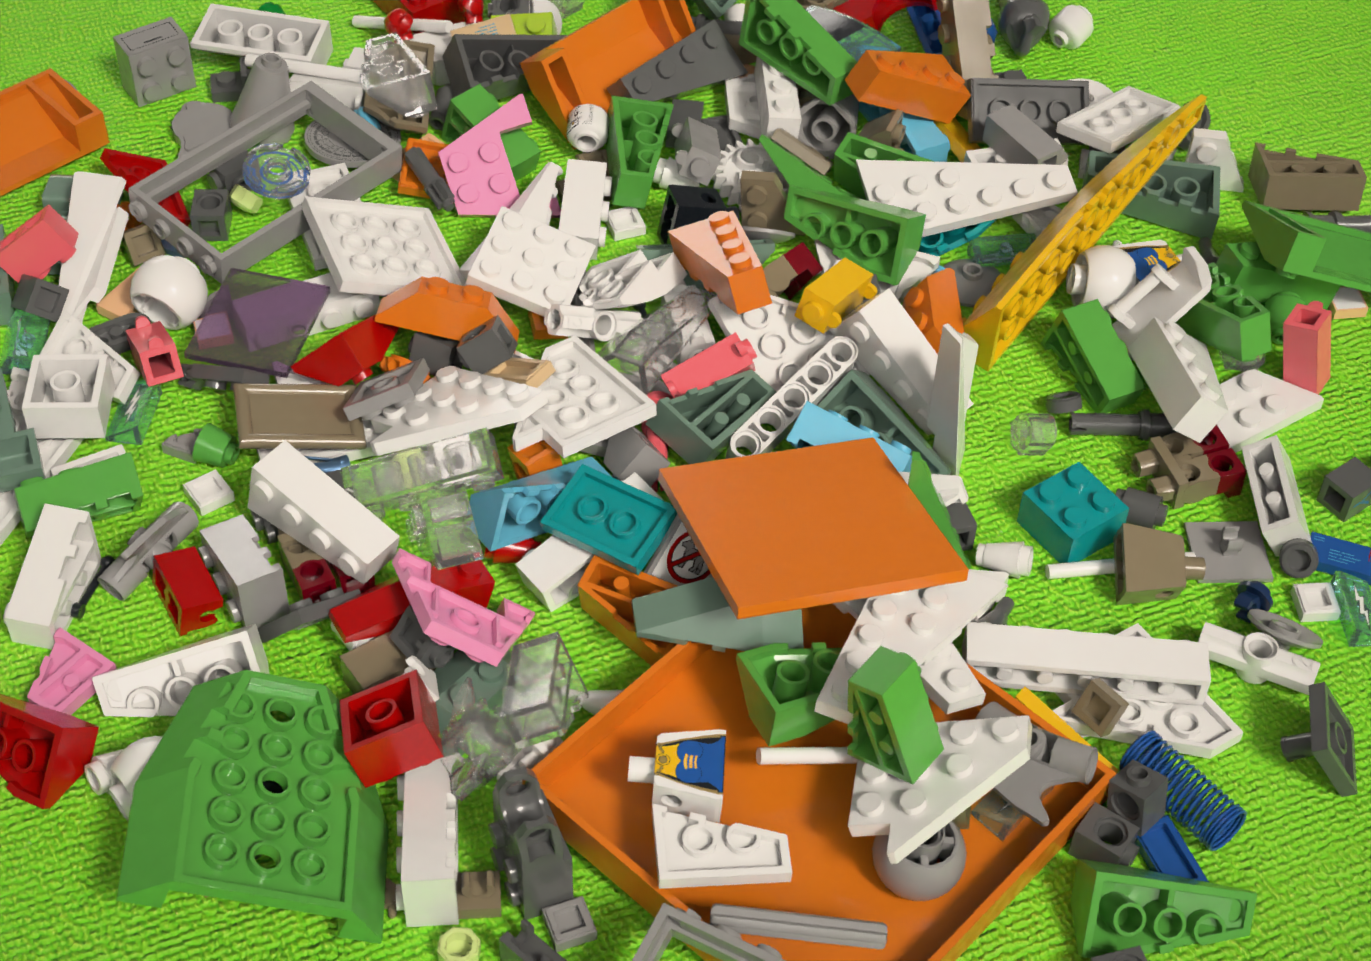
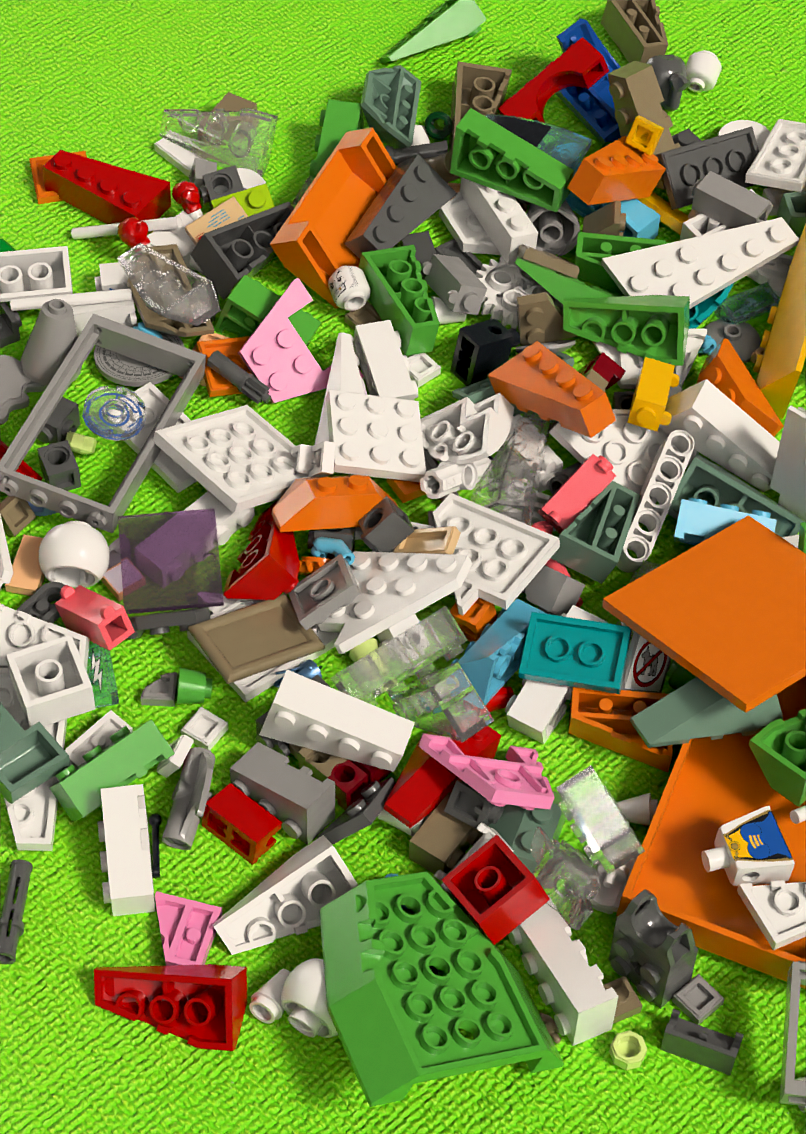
camera: 20 degrees left, 5 degrees up
(157, 505) = (181, 748): none -> white tile
(418, 349) = (326, 545): none -> medium azure arm
(456, 267) = (315, 459): none -> white slope
(955, 53) = (644, 135): none -> yellow tile

